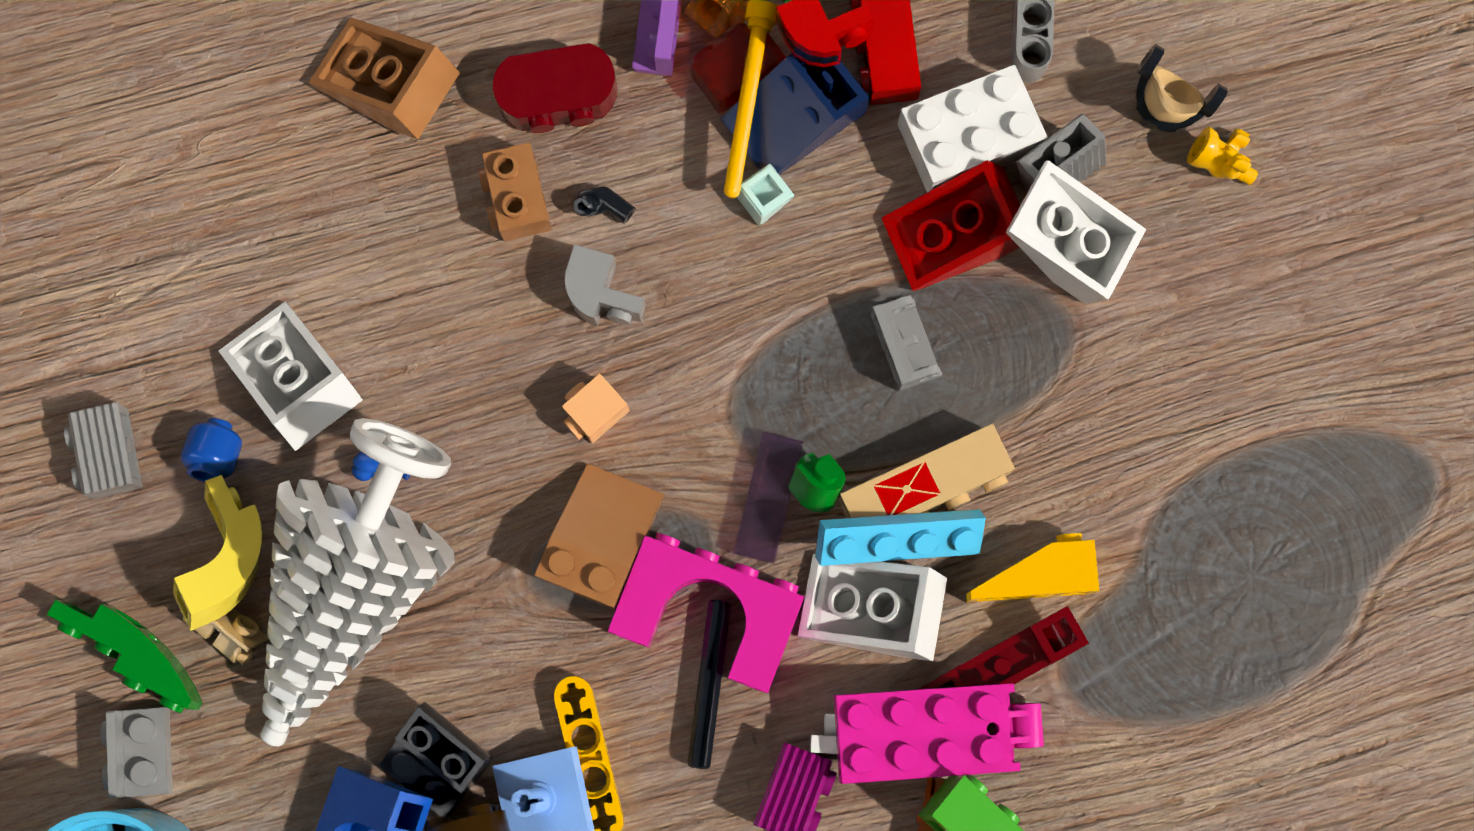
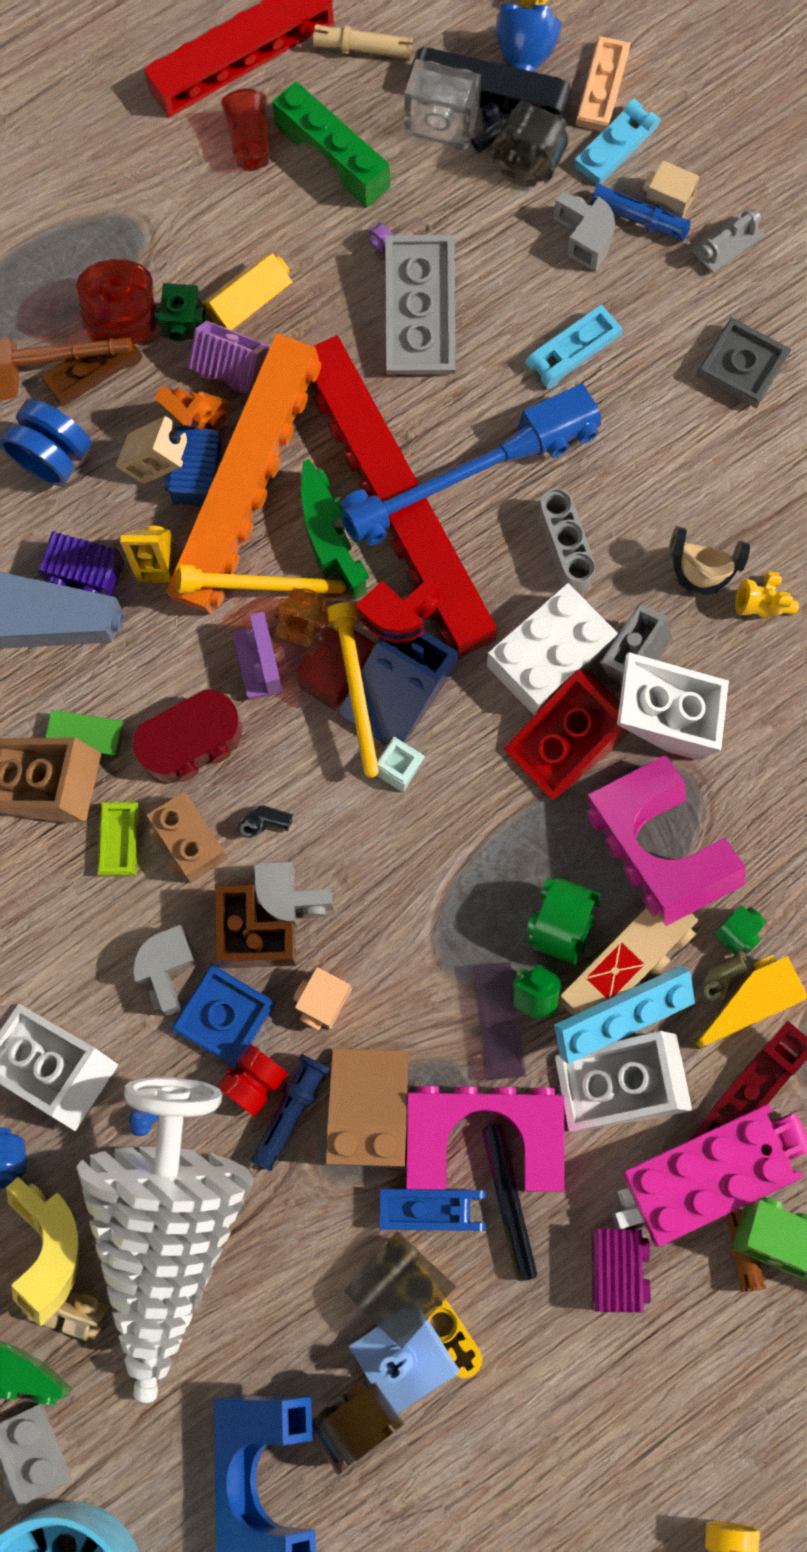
camera: 20 degrees left, 5 degrees down
(435, 759) = (297, 1360): black brick -> none
(441, 308) = (158, 960): none -> light grey brick
(446, 169) = (118, 839): none -> lime tile
(461, 48) = (96, 732): none -> bright green tile
(488, 389) = (223, 1015): none -> blue tile
(492, 464) = (252, 1080): none -> red wheel
(533, 497) = (297, 1095): none -> dark blue pin
(534, 314) = (244, 940): none -> reddish brown brick
(563, 728) = (399, 1289): none -> clear smoke slope
(623, 661) = (428, 1210): none -> blue hinge
(873, 417) = (564, 919): none -> green brick
(905, 342) = (563, 846): light grey hinge -> none
(998, 422) = (669, 886): none -> dark pink arch
(1018, 535) = (721, 976): none -> olive arm
(1057, 495) = (741, 930): none -> green plate

